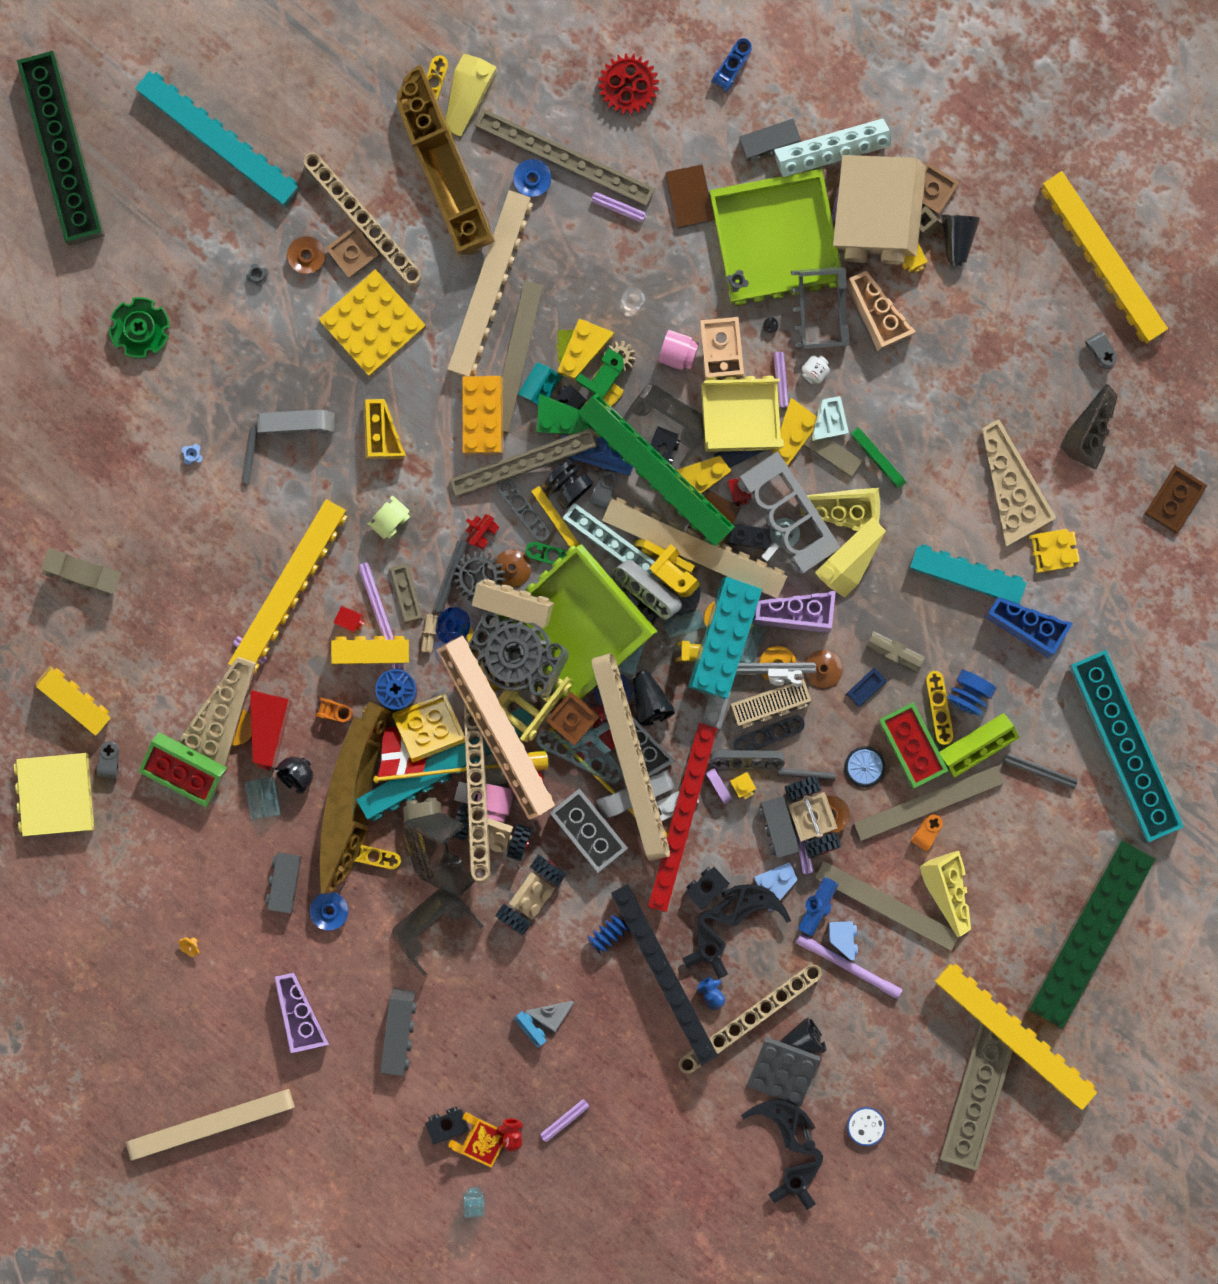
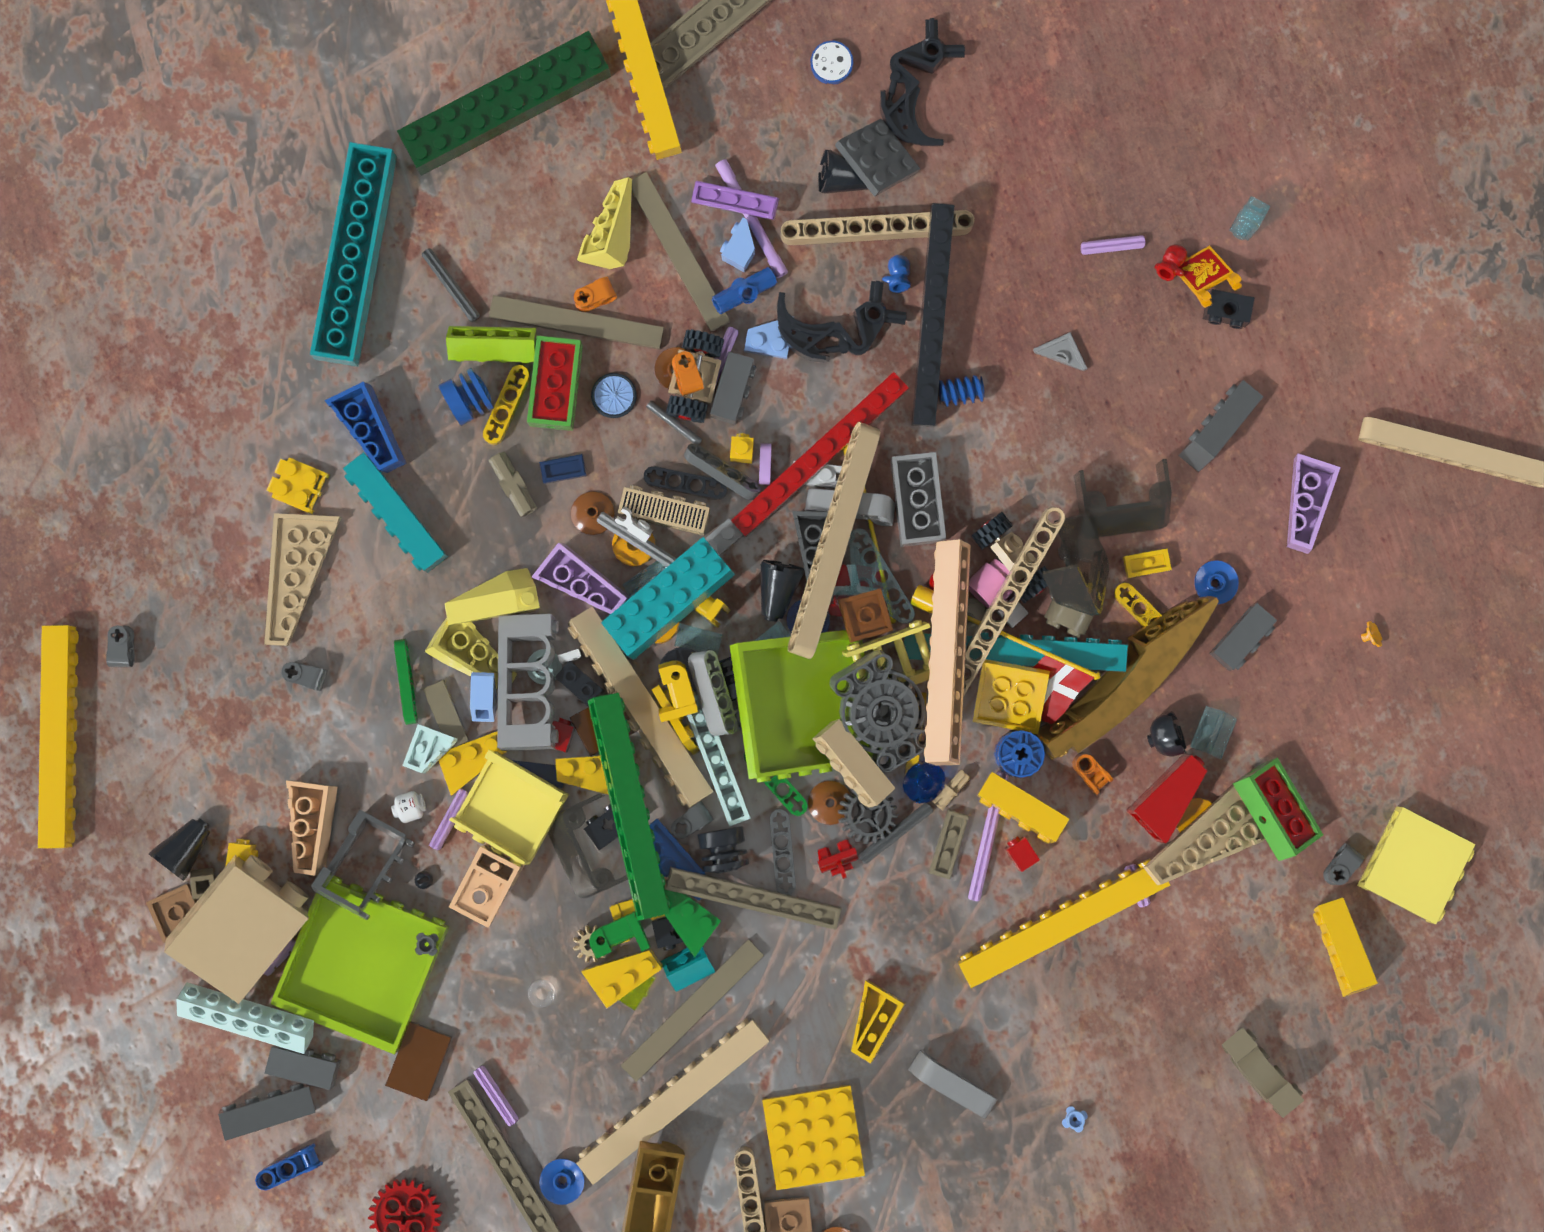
camera: 150 degrees left, 0 degrees up
(249, 455) = (1018, 1080): dark grey bar -> none
(389, 517) = (921, 928): yellowish green brick -> none
(389, 893) = (1147, 563): none -> yellow plate
(483, 415) = (763, 972): light orange brick -> none
(531, 895) = (1012, 472): plate -> none
(535, 1034) = (1090, 340): dark azure plate -> none
(554, 517) = (756, 824): yellow beam -> none
(678, 351) = (530, 912): bright pink piece -> none
(703, 898) = (848, 367): black brick -> none
(774, 93) = (266, 1111): none -> dark grey wedge
(813, 481) = (483, 697): none -> light blue slope
(816, 810) = (687, 377): none -> orange piece
(869, 970) = (735, 200): none -> medium lavender tile
(950, 416) = (307, 676): none -> dark grey piece
(1087, 434) = (190, 575): clear smoke wedge -> none
(1175, 499) = (149, 459): reddish brown tile -> none

